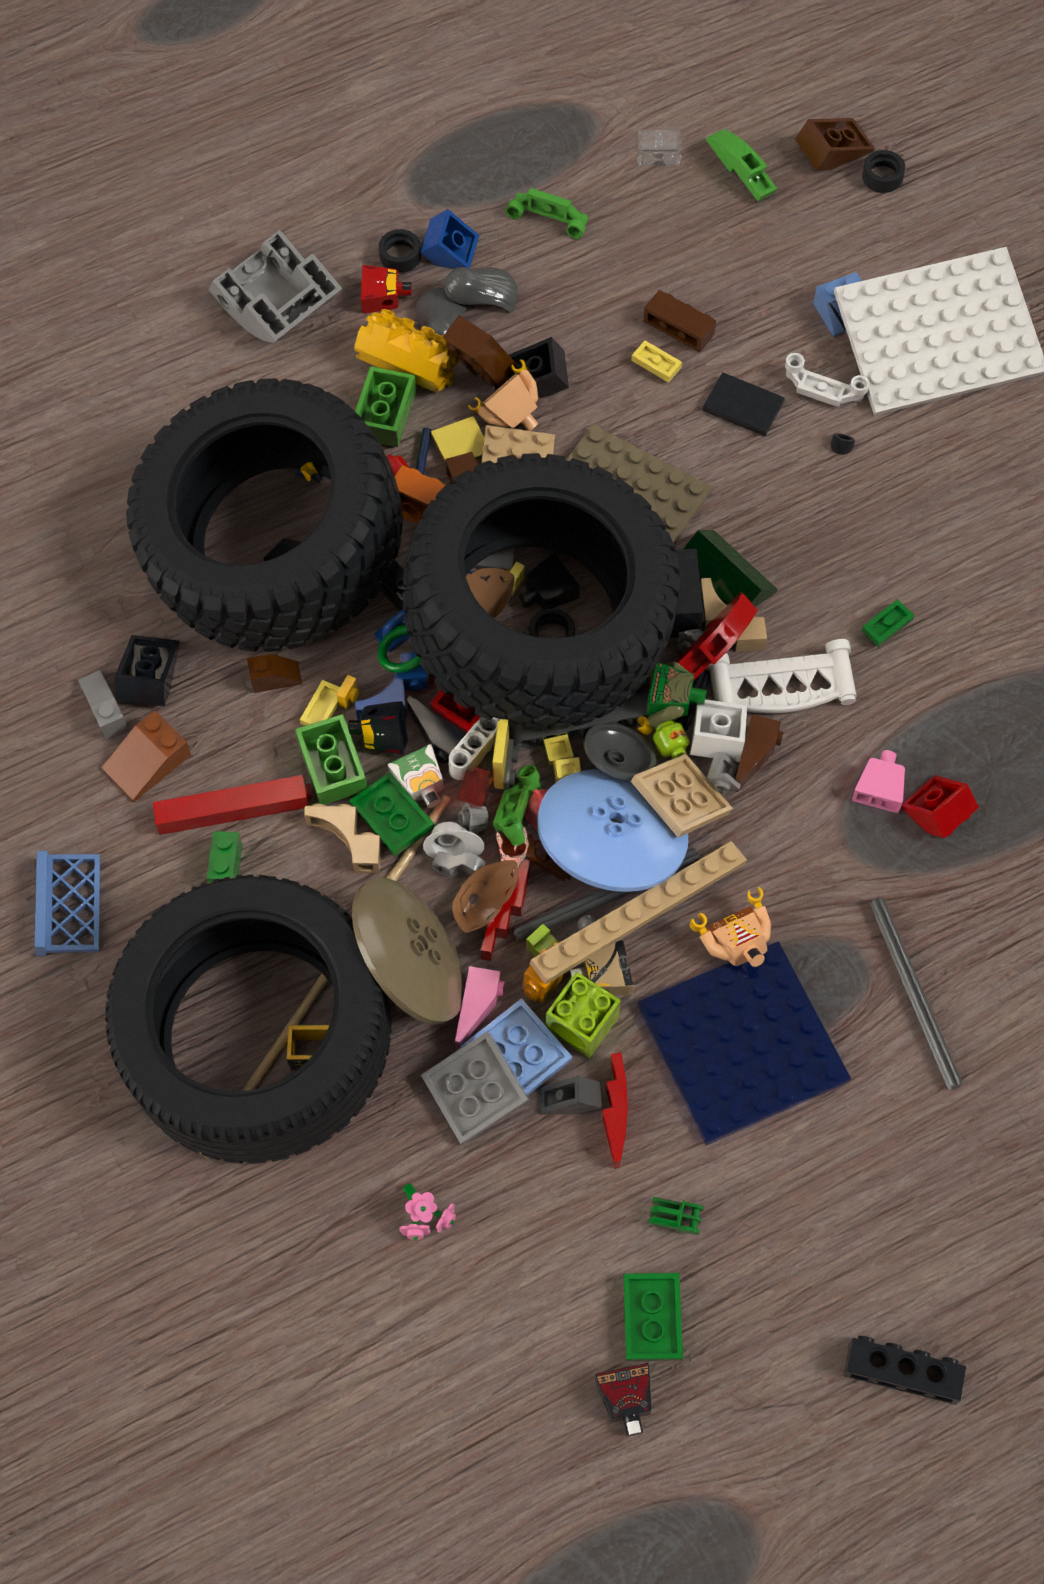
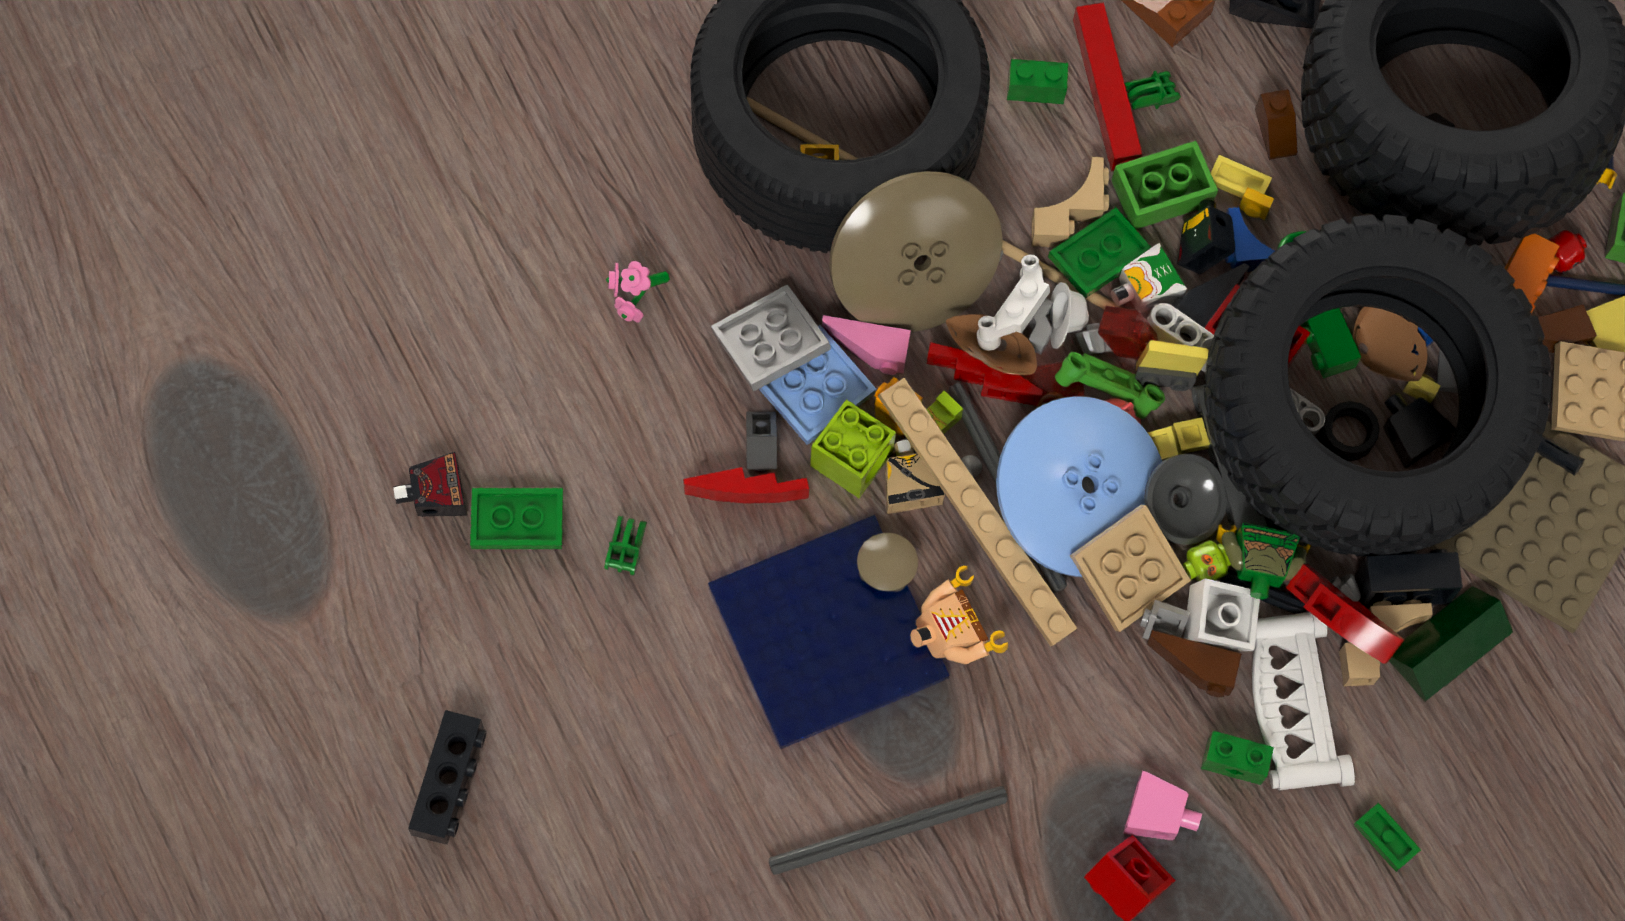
camera: 85 degrees right, 5 degrees up
(236, 765) = (1152, 91): none -> green arm
(446, 875) = (1017, 308): none -> white plate
(685, 987) = (887, 562): none -> dark tan dish
(835, 723) = (1237, 757): none -> green brick

